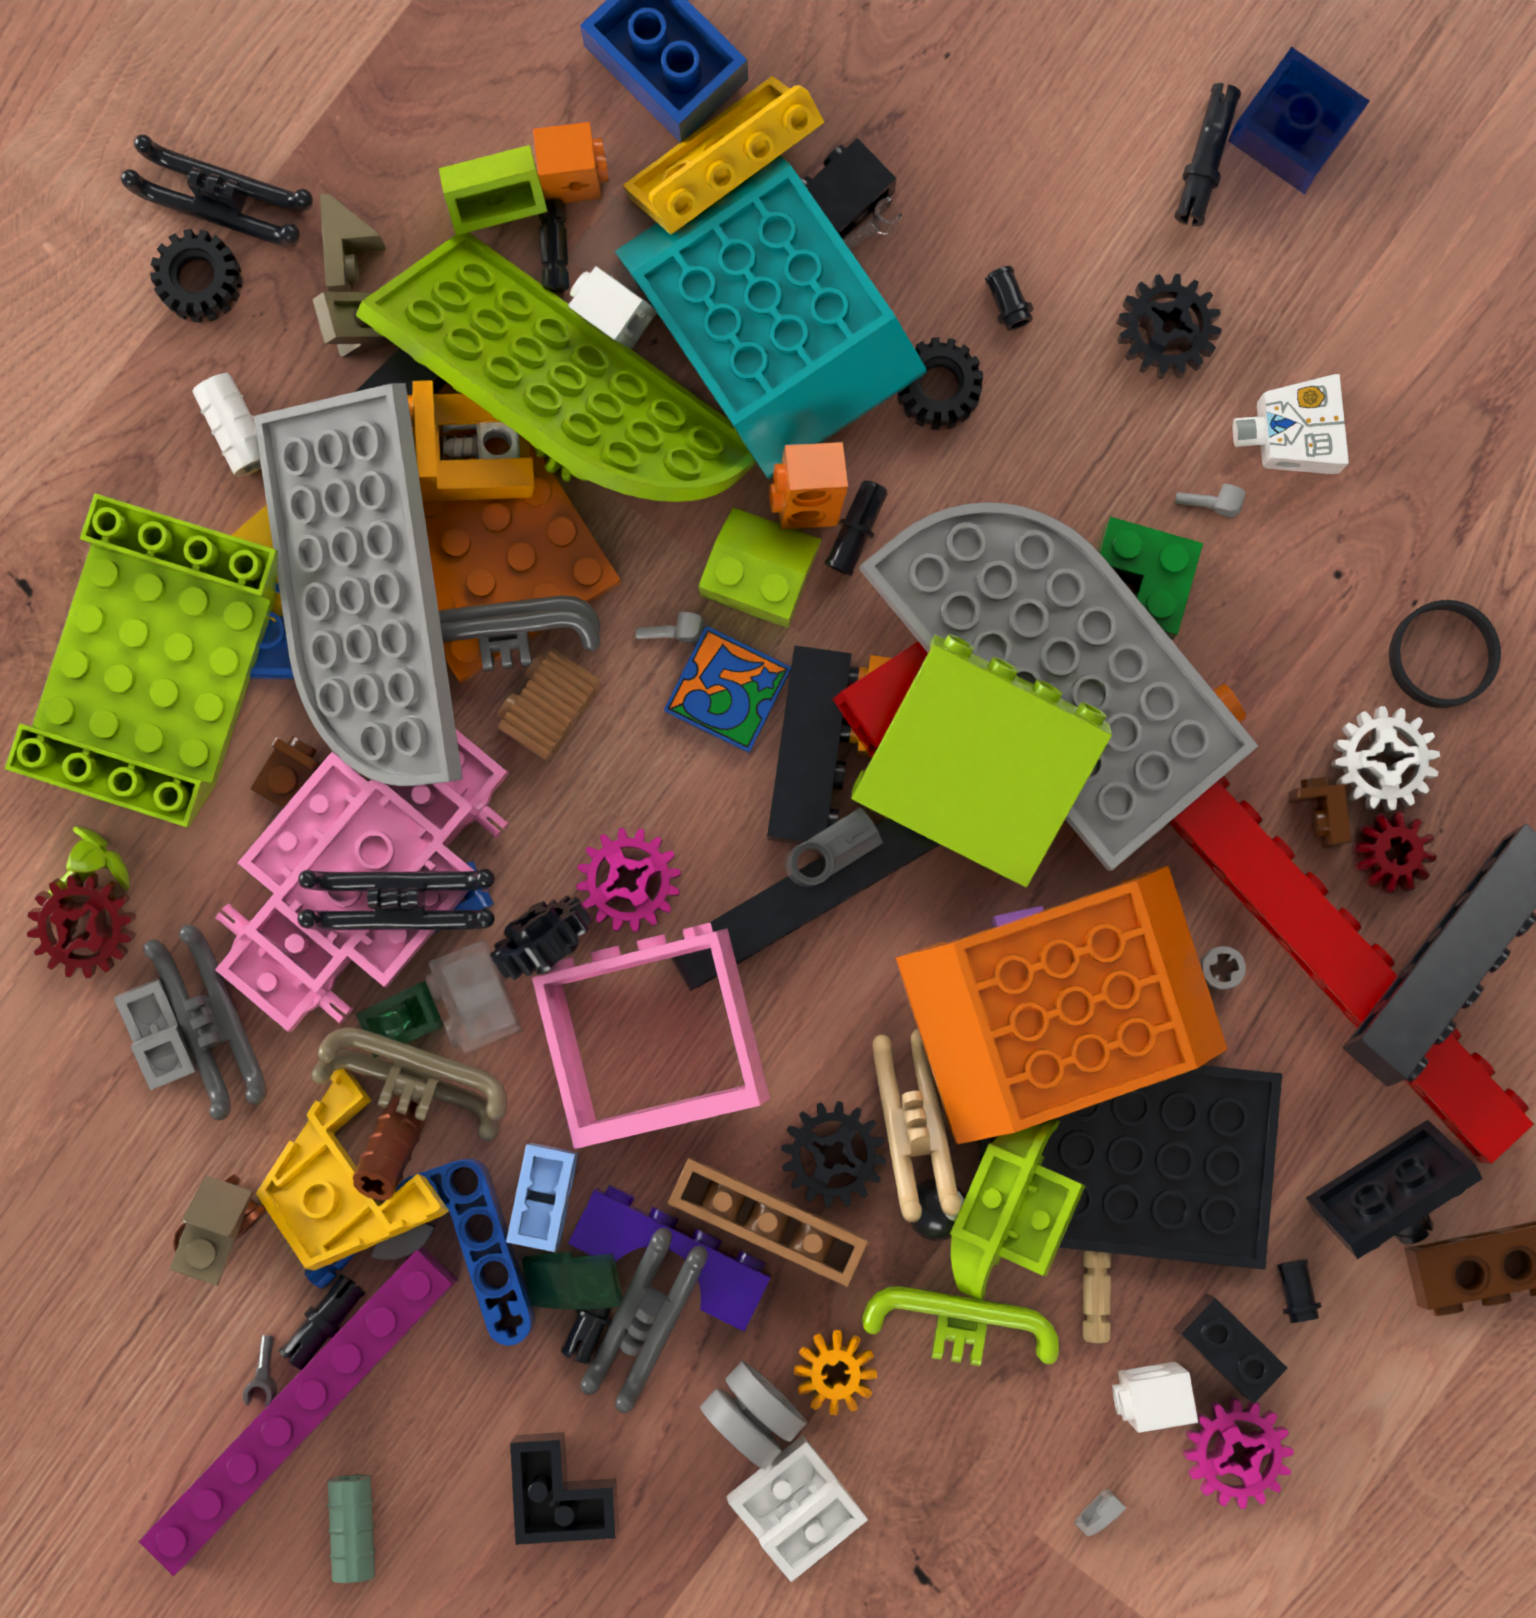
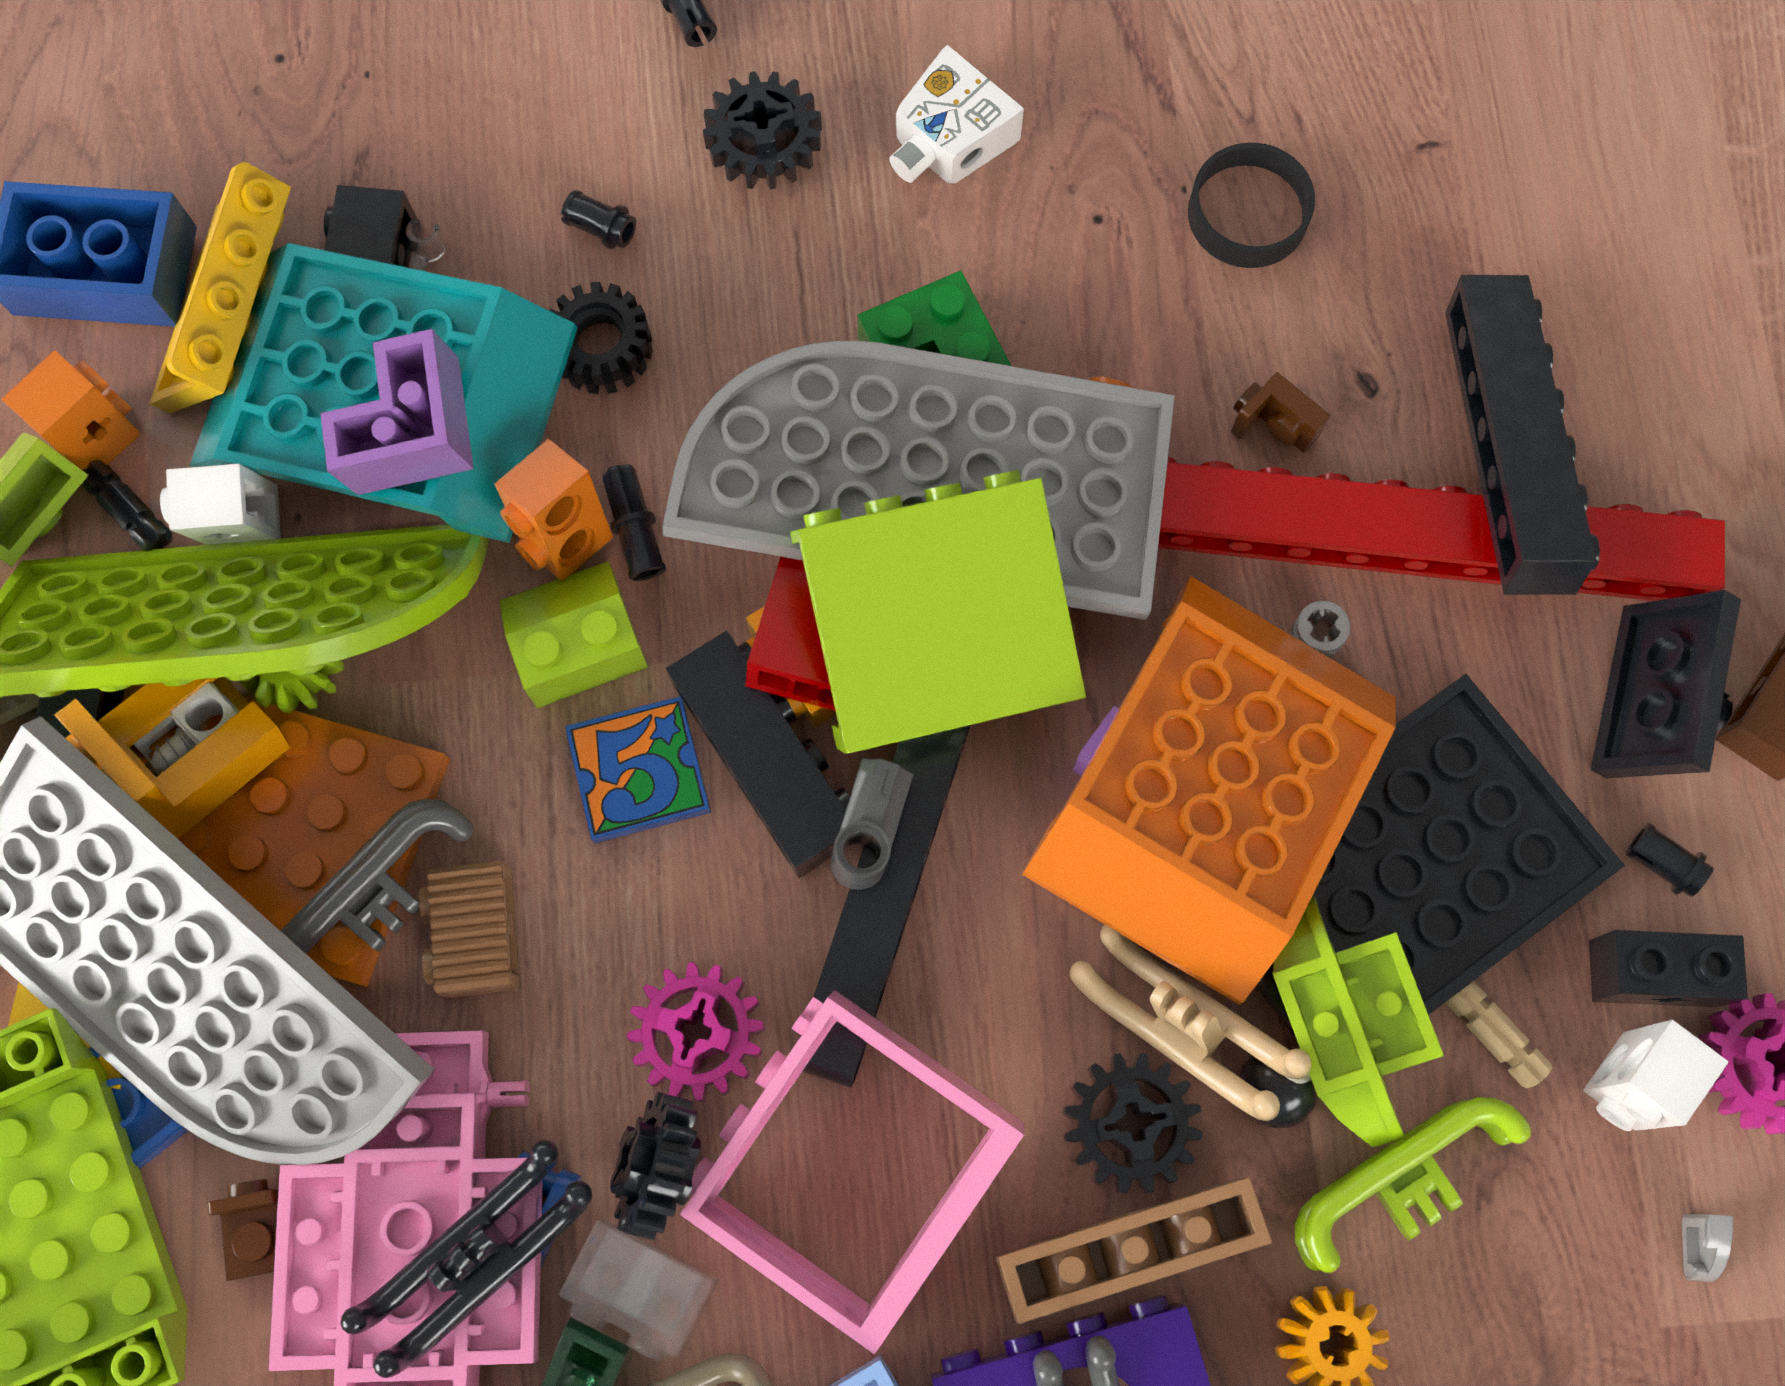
camera: 45 degrees left, 10 degrees down
(688, 629) = (550, 747): light grey hand -> none
(766, 373) = (415, 426): none -> medium lavender brick
(1226, 504) = (948, 238): light grey hand -> none
(1385, 778) = (1279, 306): white gear -> none
(1408, 863) = (1382, 381): dark red gear -> none

